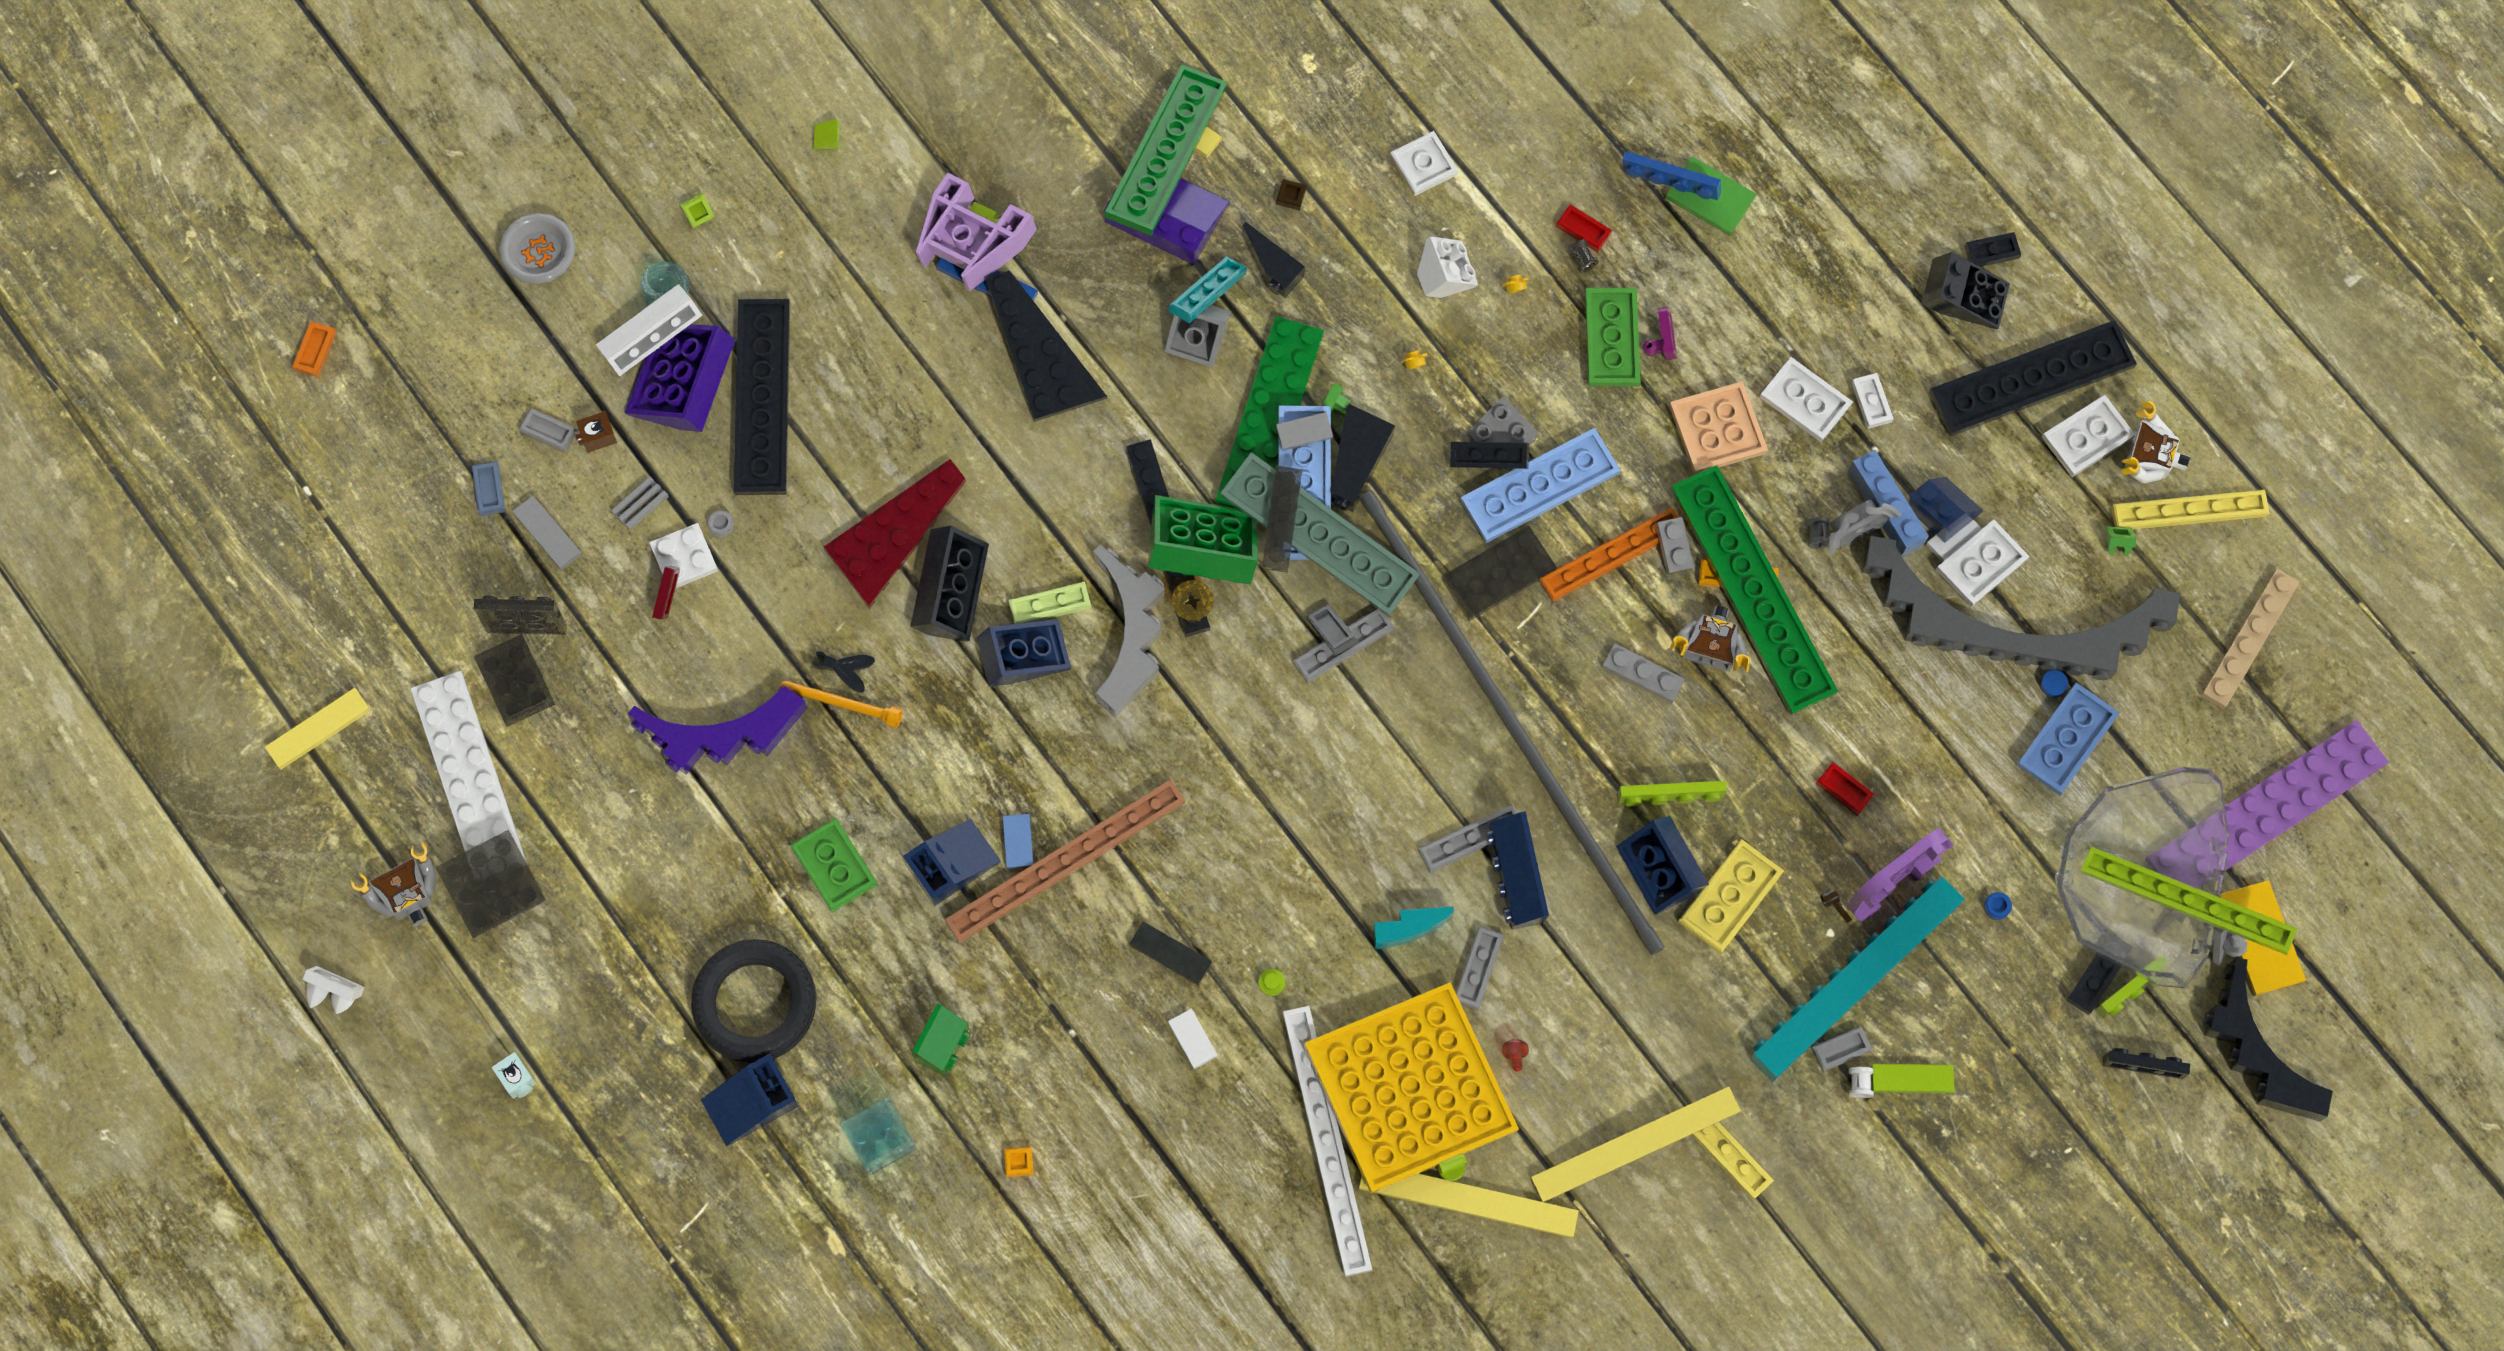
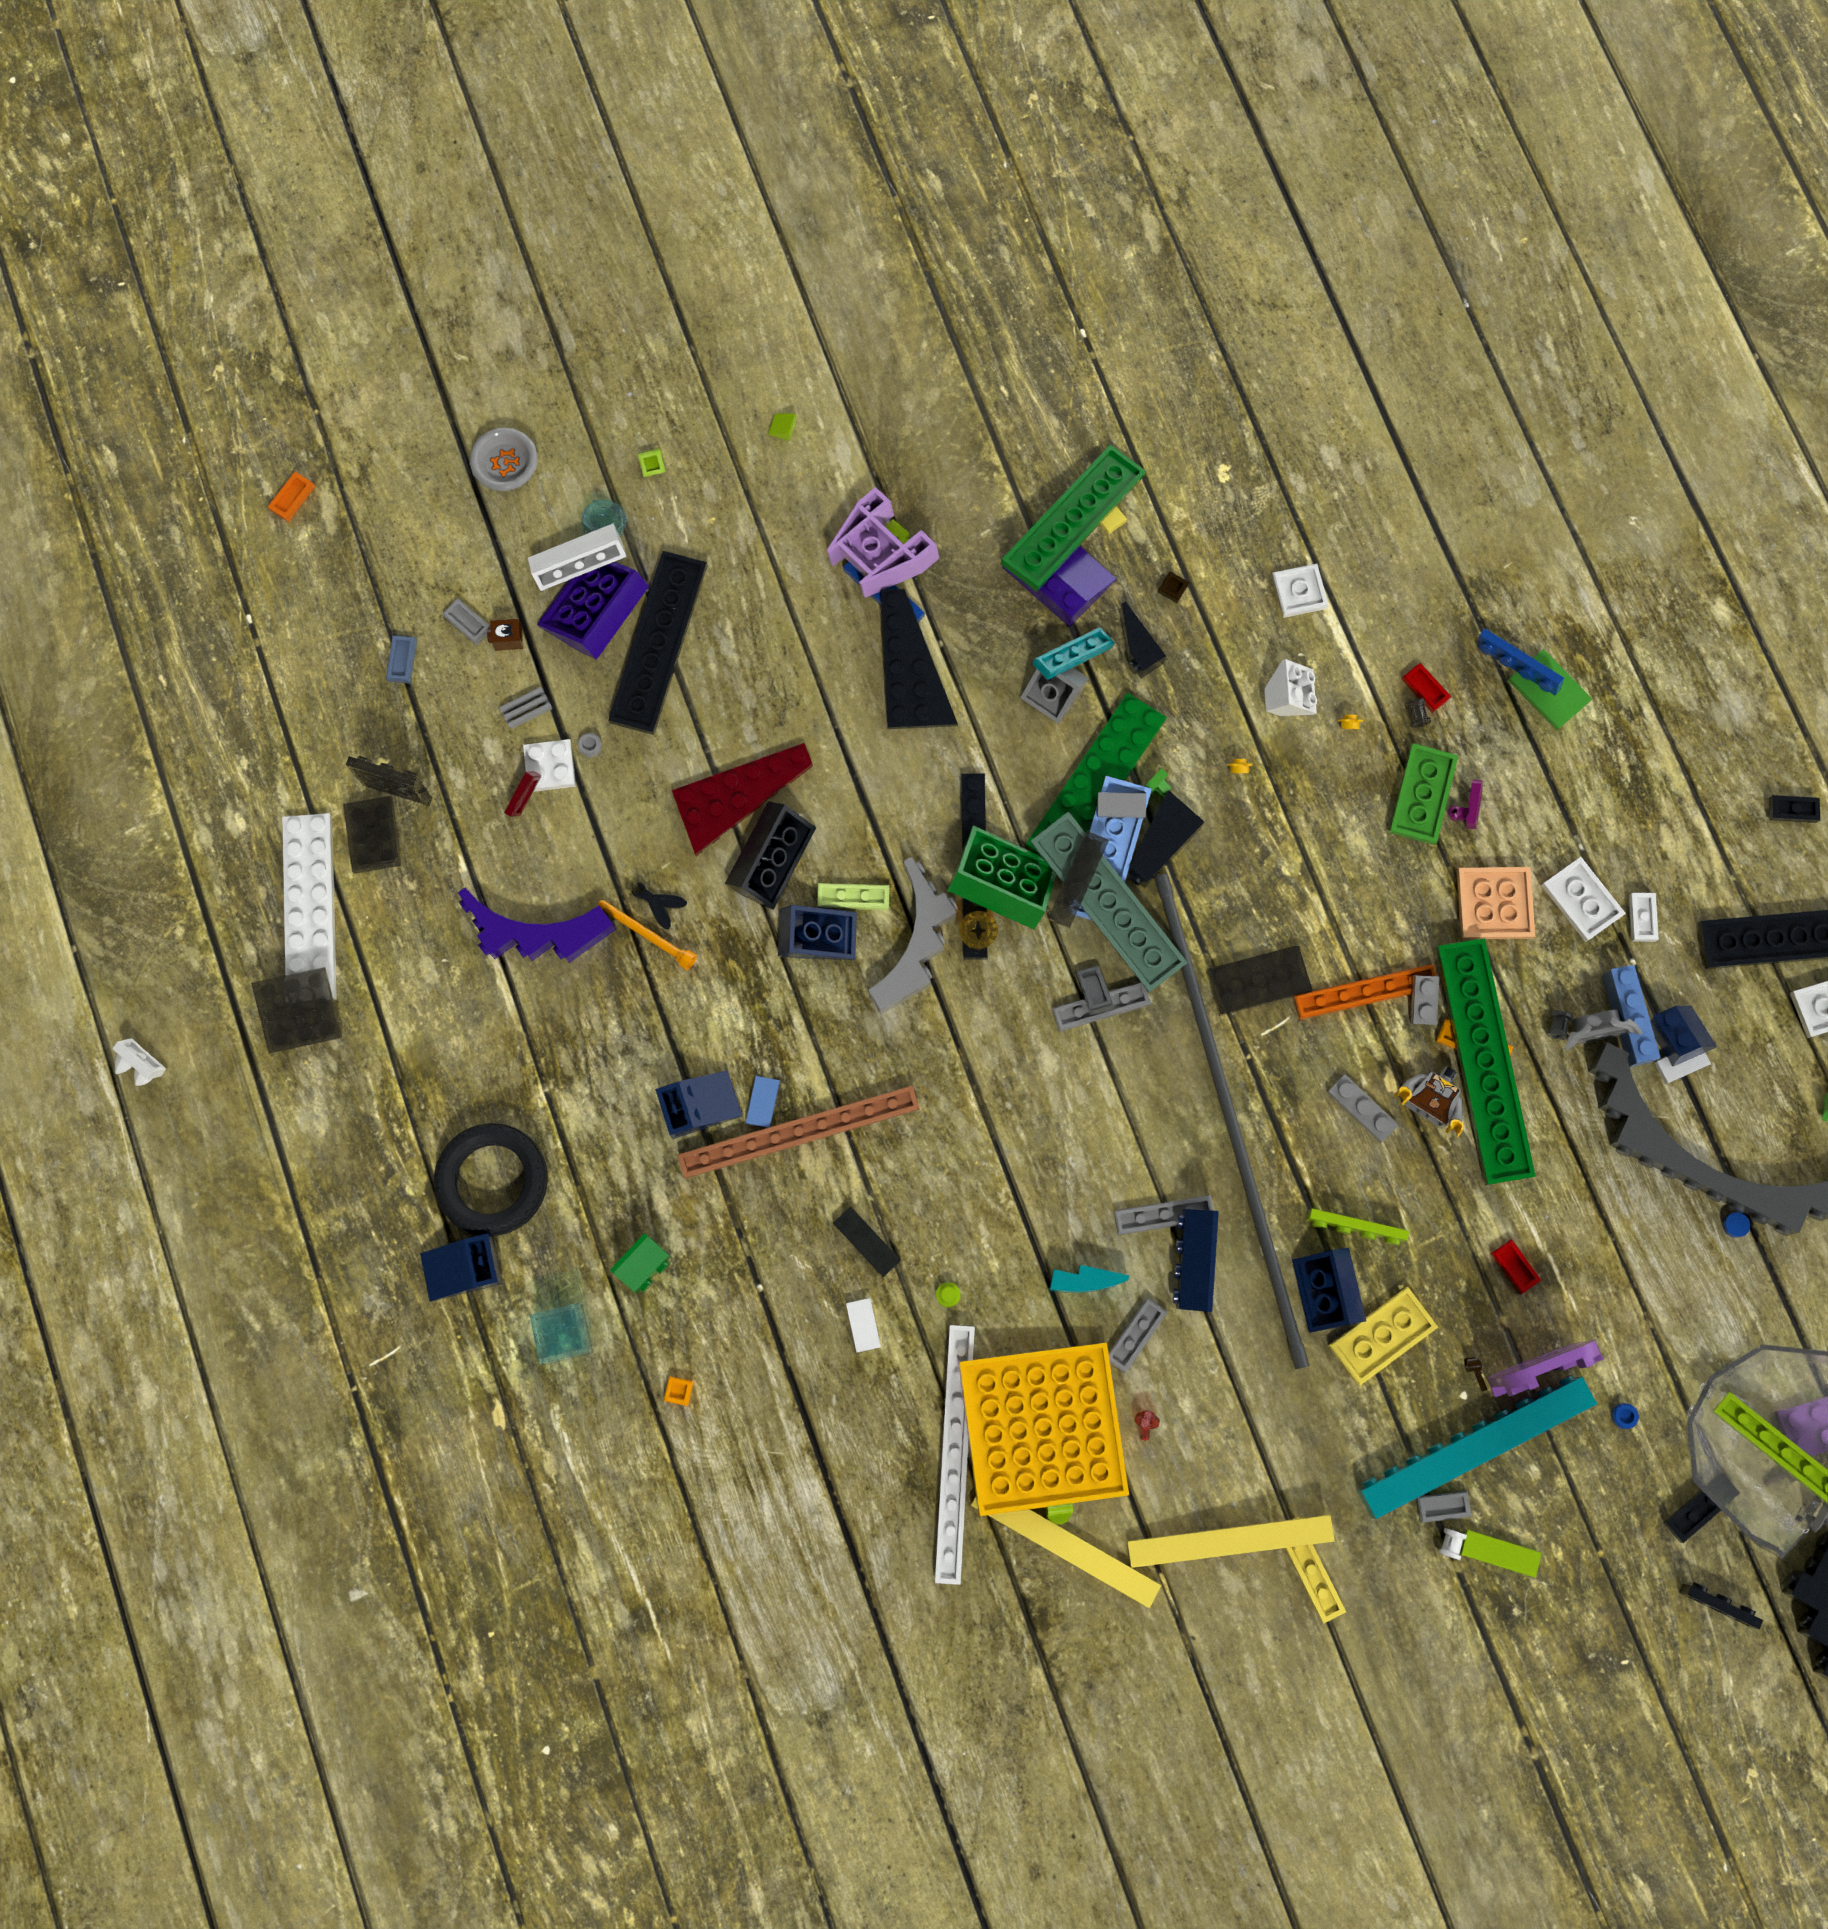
camera: 20 degrees right, 5 degrees up
(317, 728) = (194, 830): light yellow tile -> none
(402, 889) = (221, 992): torso -> none
(514, 1076) = (267, 1186): light aqua brick -> none
(547, 533) = (439, 712): light grey tile -> none
(834, 865) = (597, 1077): bright green tile -> none
(1489, 455) = (1281, 871): black plate -> none
(1503, 424) = (1299, 853): light grey hinge -> none
(1541, 487) = (1319, 911): light blue plate -> none
(1965, 291) = (1758, 839): black slope -> none
(1982, 563) = (1702, 1095): white plate -> none
(2068, 739) = (1734, 1280): medium blue plate -> none
(2114, 1003) = (1706, 1540): lime plate -> none

